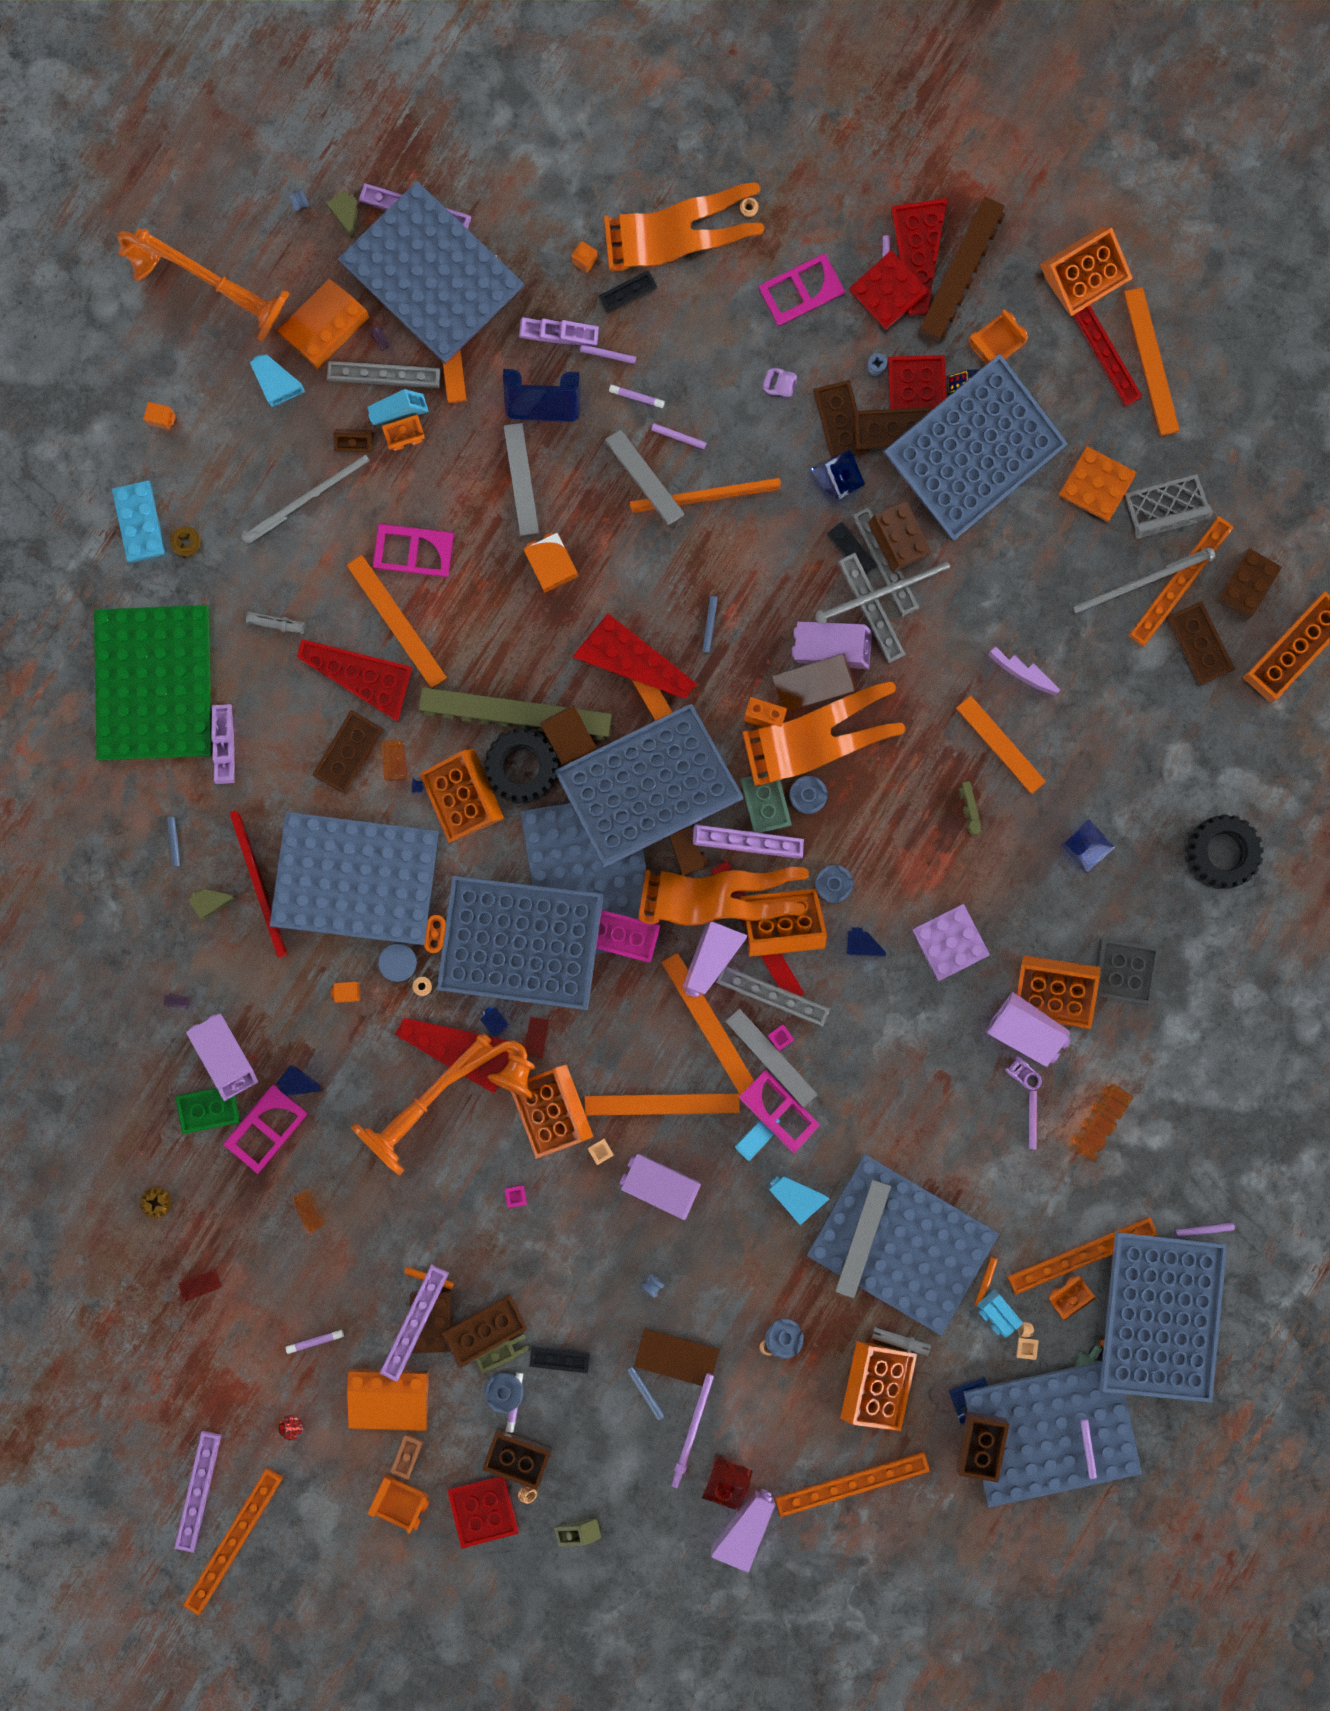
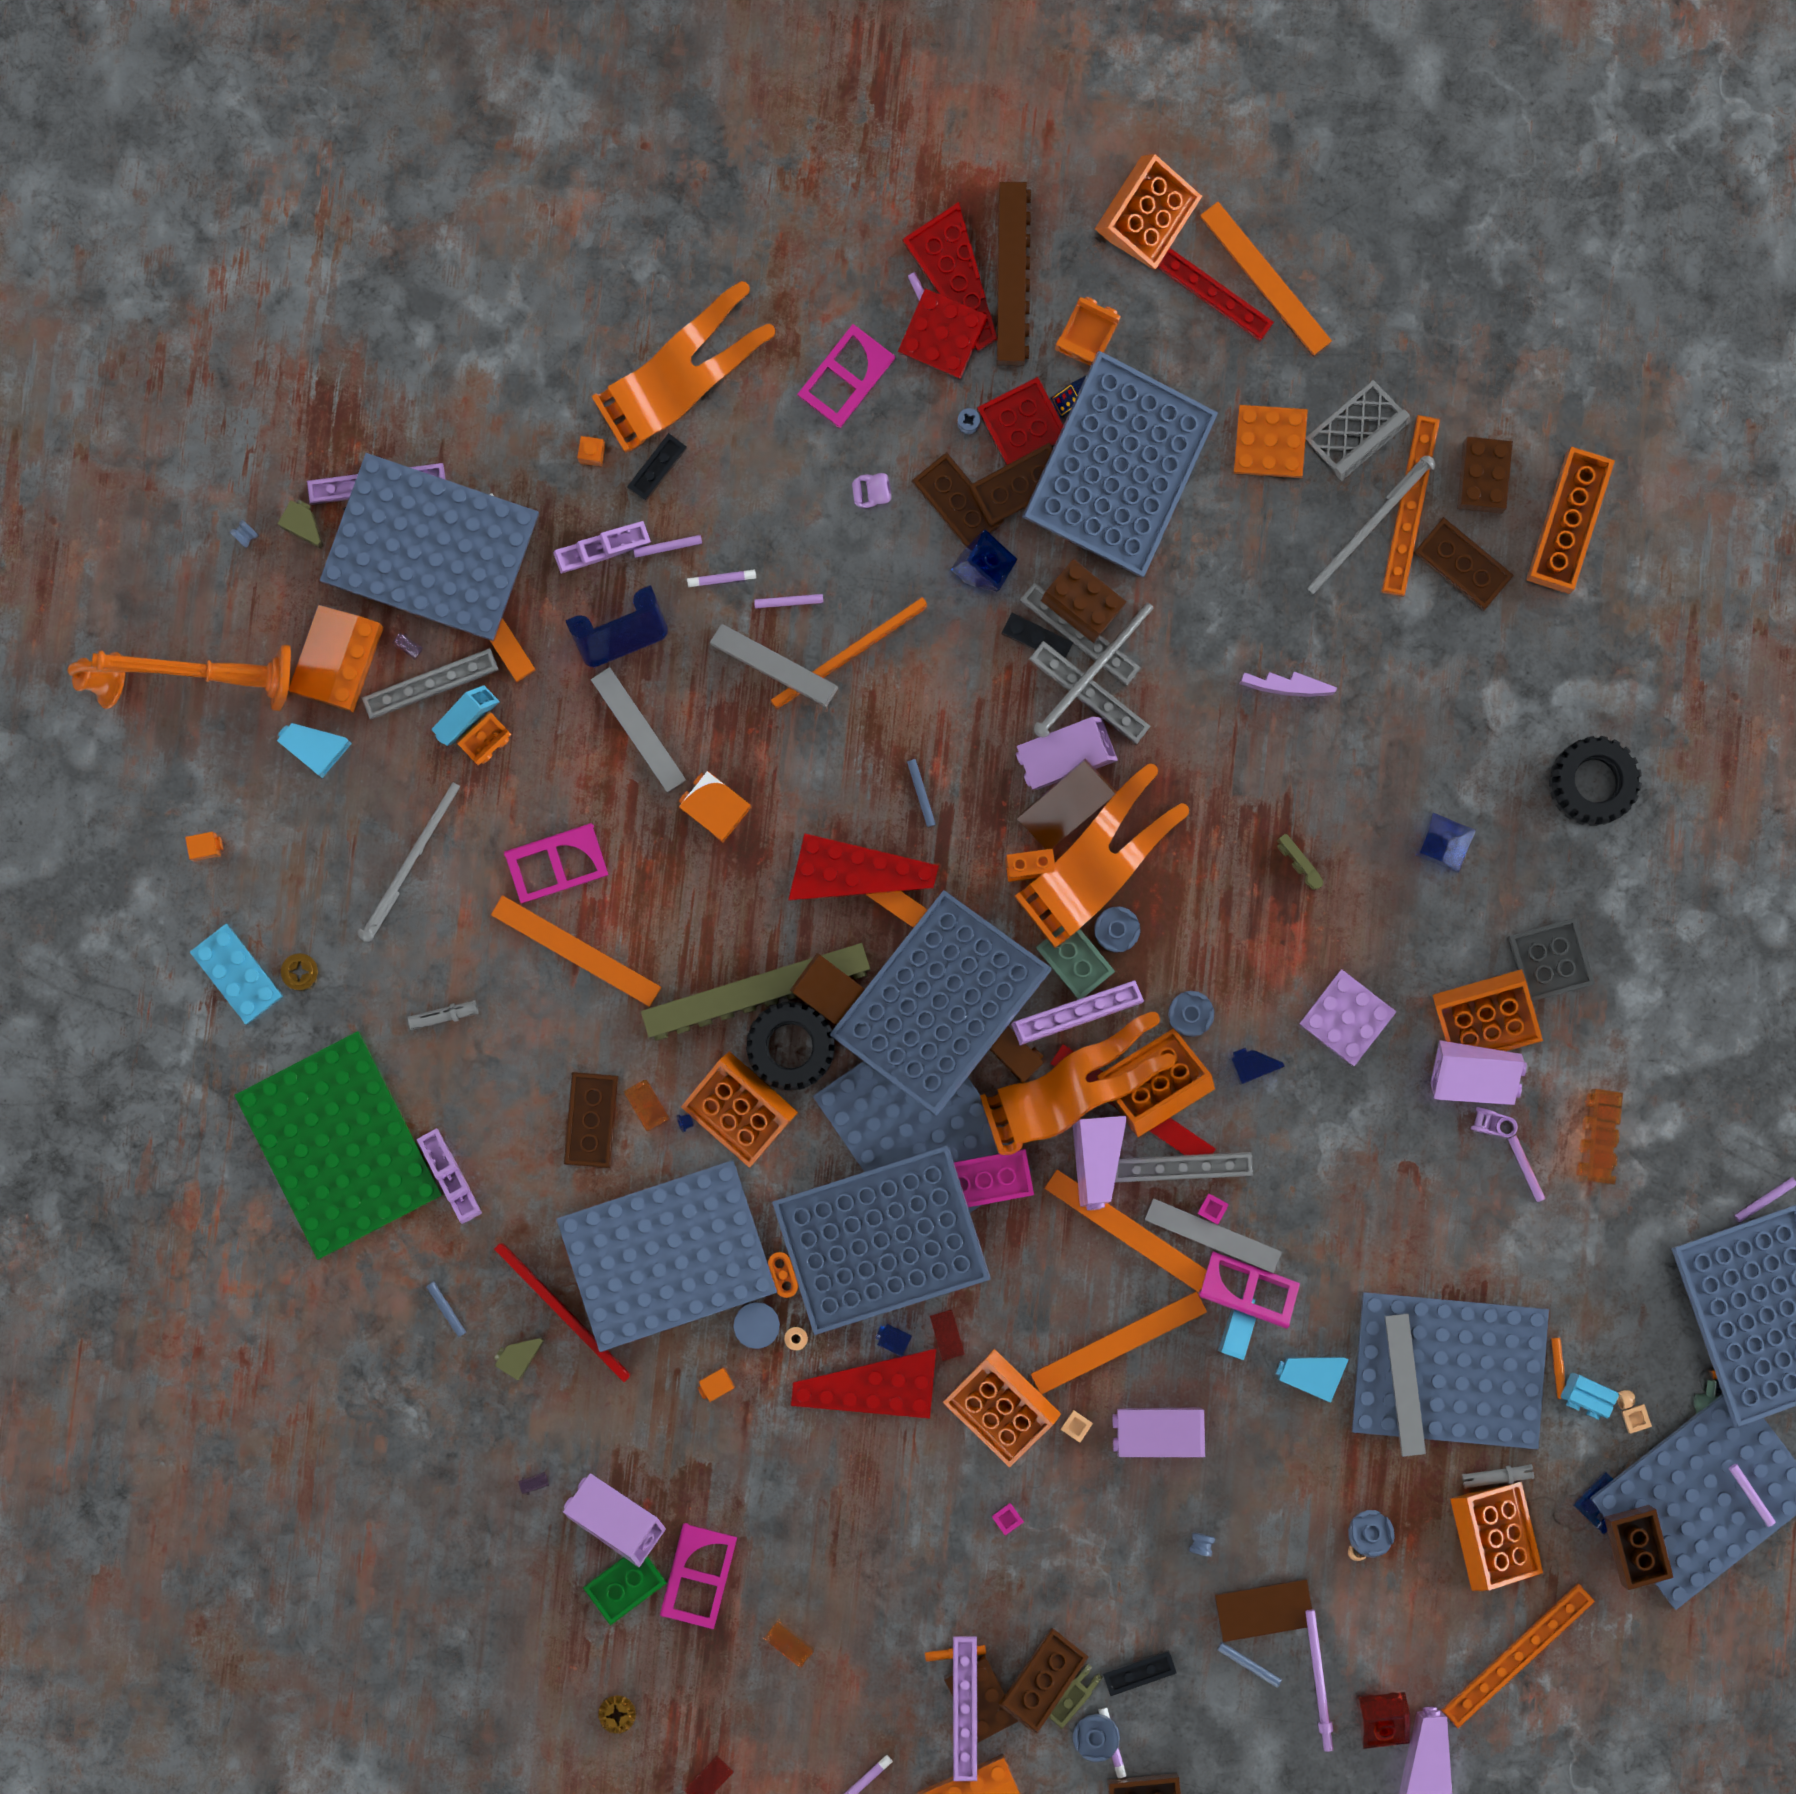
camera: 30 degrees left, 0 degrees up
(297, 1082) = (709, 1509): clear blue slope -> none
(353, 440) = (431, 773): reddish brown slope -> none
(369, 678) = (579, 1027): red wing -> none
(511, 1078) = (943, 1393): orange piece -> none
(746, 202) = (742, 305): light nougat plate -> none
(1000, 744) = (1300, 776): orange tile -> none
(1071, 1297) = (1658, 1341): orange bracket -> none
(1074, 1258) = (1641, 1297): orange tile -> none

